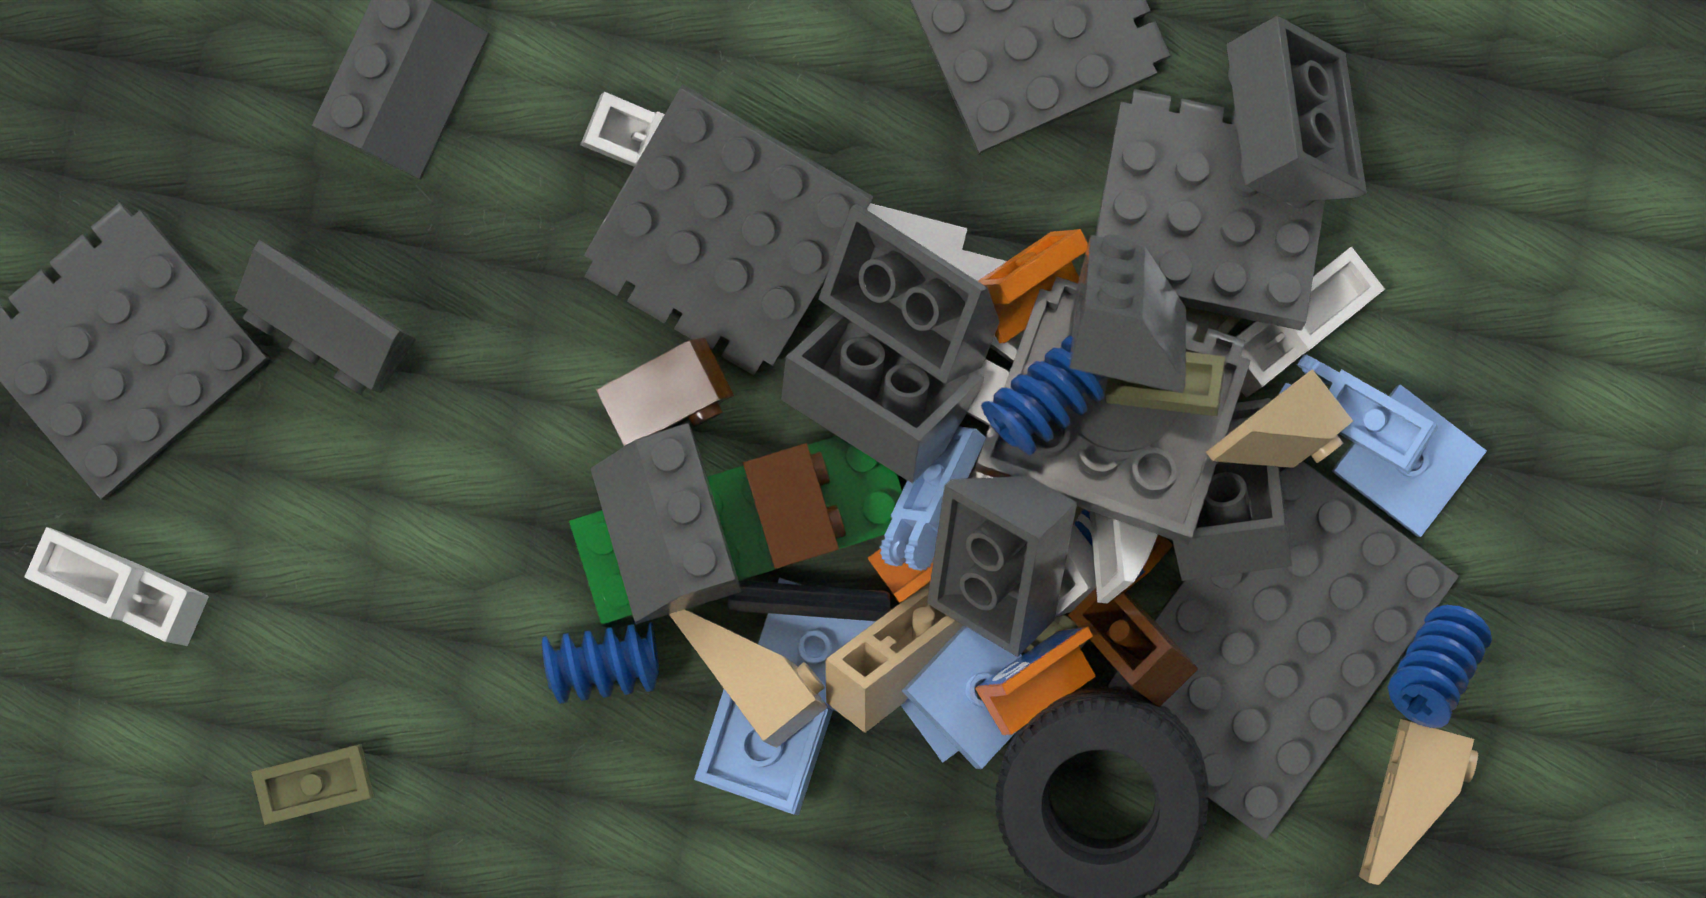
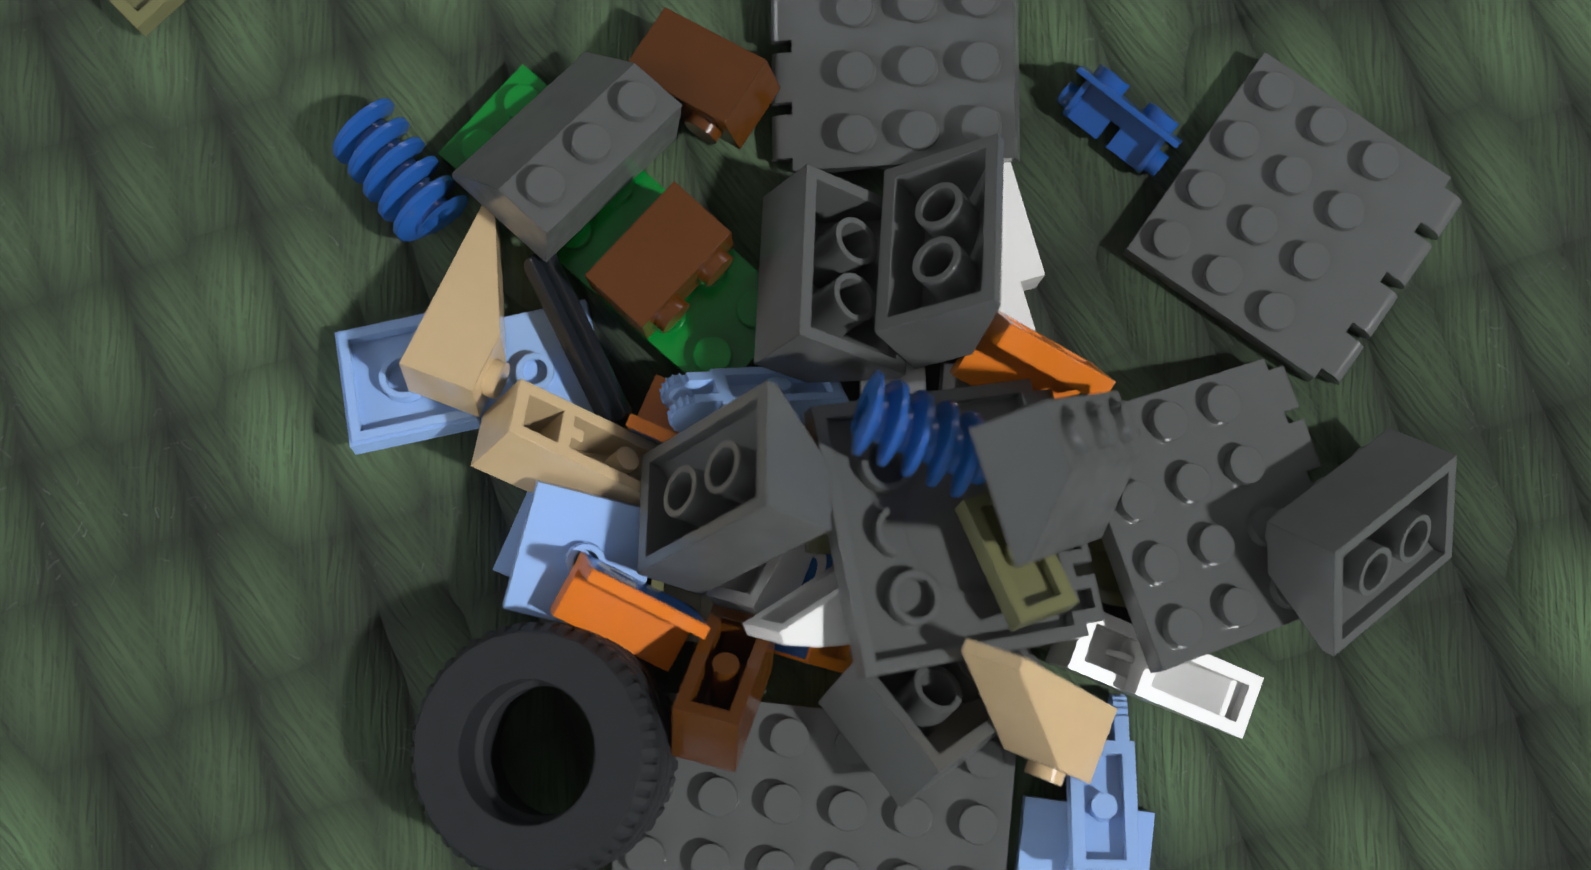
camera: 55 degrees right, 5 degrees down
(895, 84) = (1103, 101): none -> blue hinge

